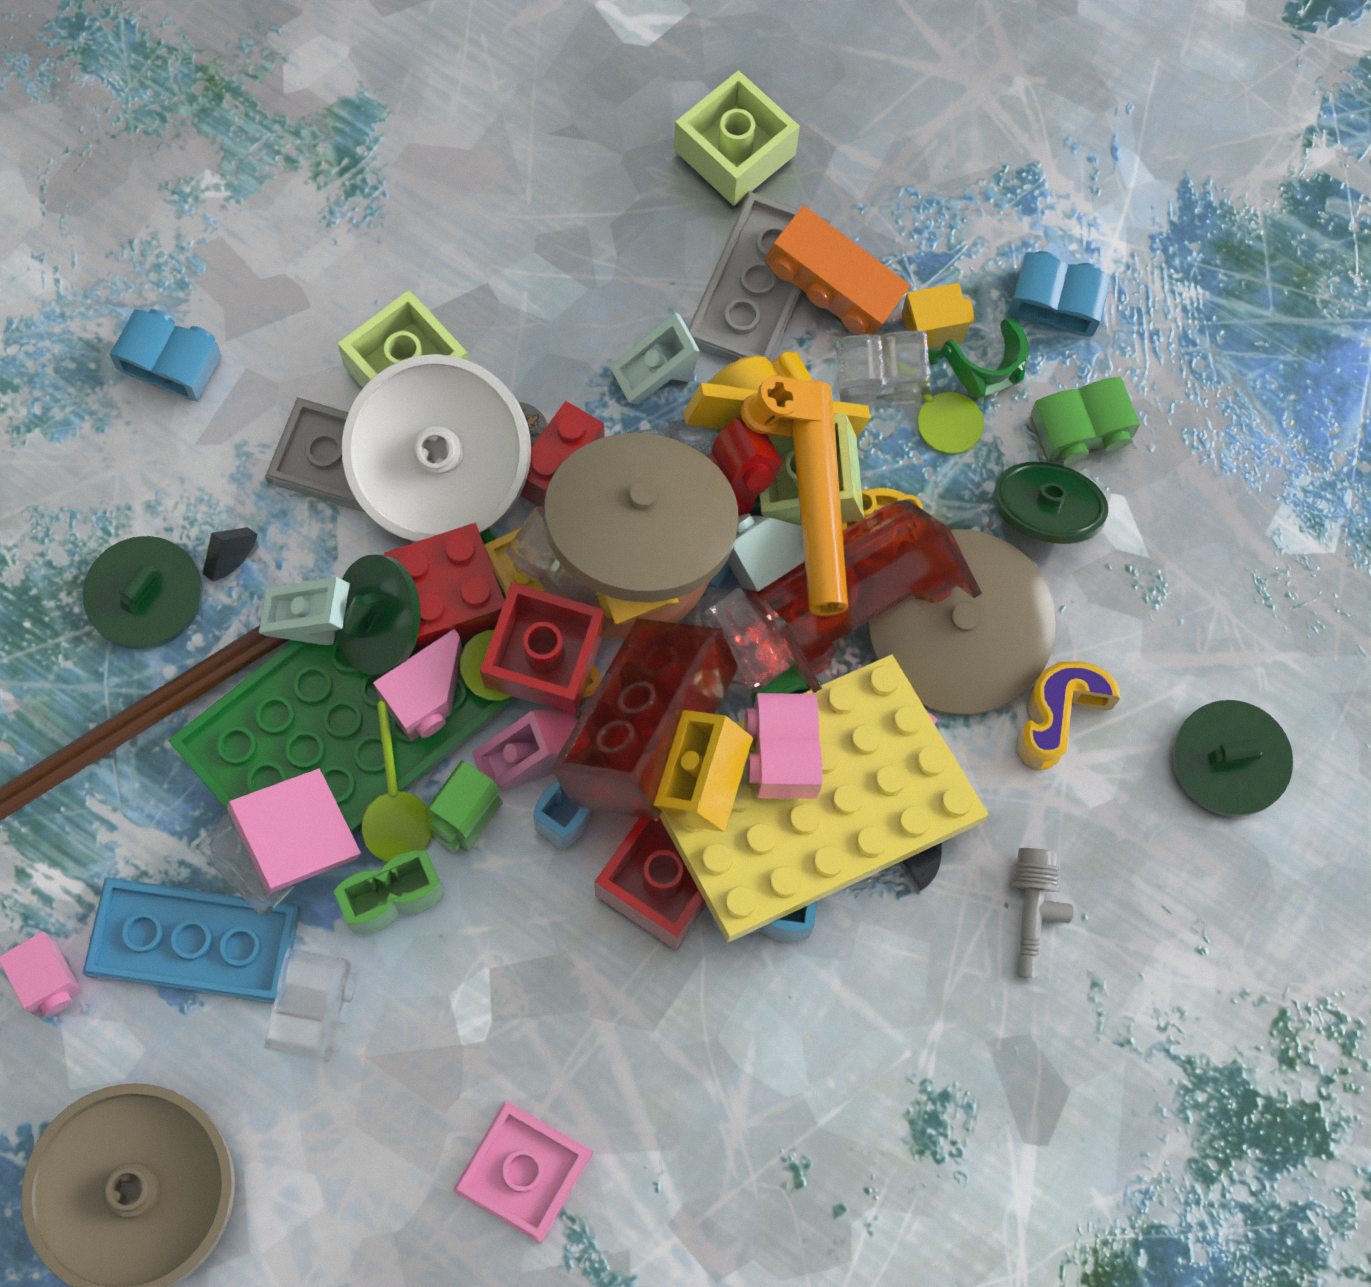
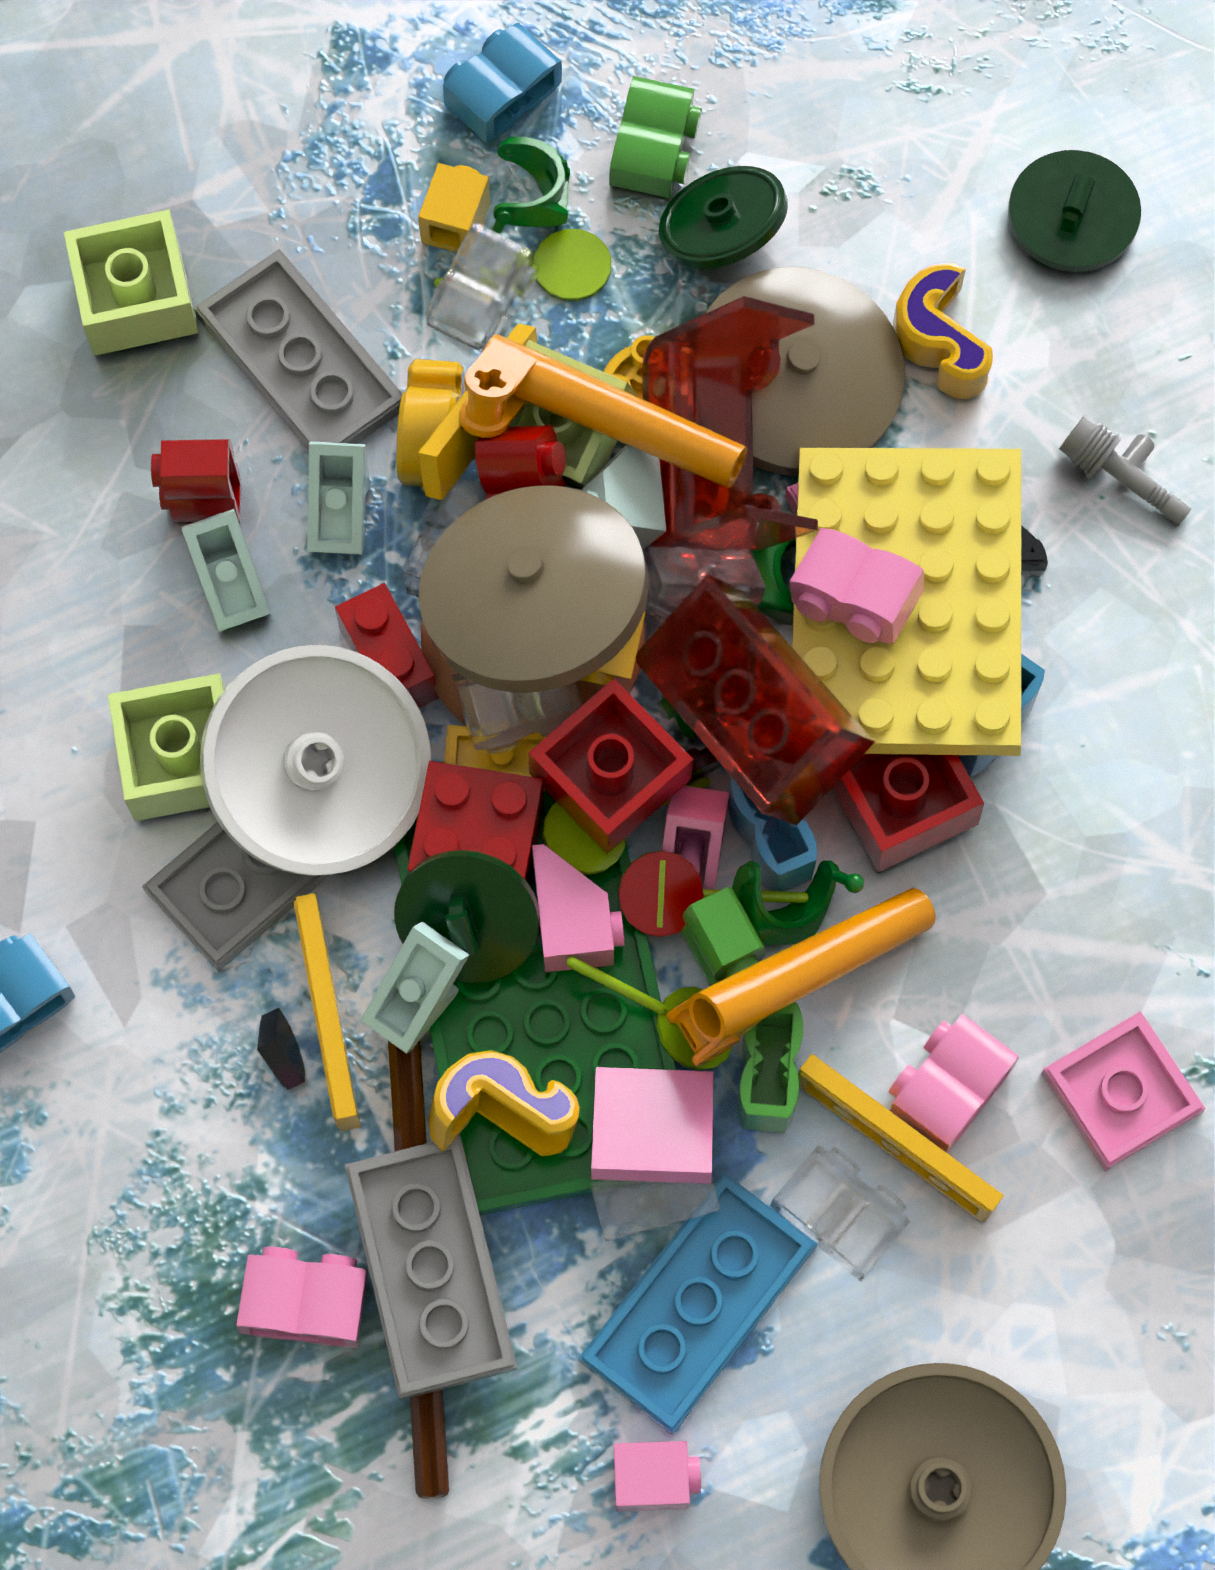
camera: 55 degrees left, 0 degrees up
(51, 666) = (302, 1298): none -> bright pink brick
(113, 736) = (430, 1268): none -> light grey tile
(142, 592) = (272, 1163): dark green shield -> none
(263, 709) = (506, 1096): none -> yellow animal
(268, 567) = (326, 1012): none -> yellow tile
(387, 1018) = (898, 1139): none -> yellow tile
(405, 835) = (730, 1008): none -> light orange axle
(453, 1035) = (953, 1082): none -> bright pink brick
(487, 744) = (663, 885): none -> red piece
(515, 850) = (796, 920): none -> green helmet
(557, 316) = (225, 570): none -> light aqua slope
(610, 262) = (197, 478): none -> red brick
(703, 770) = (849, 669): yellow brick -> none
(836, 273) = (350, 272): orange brick -> none

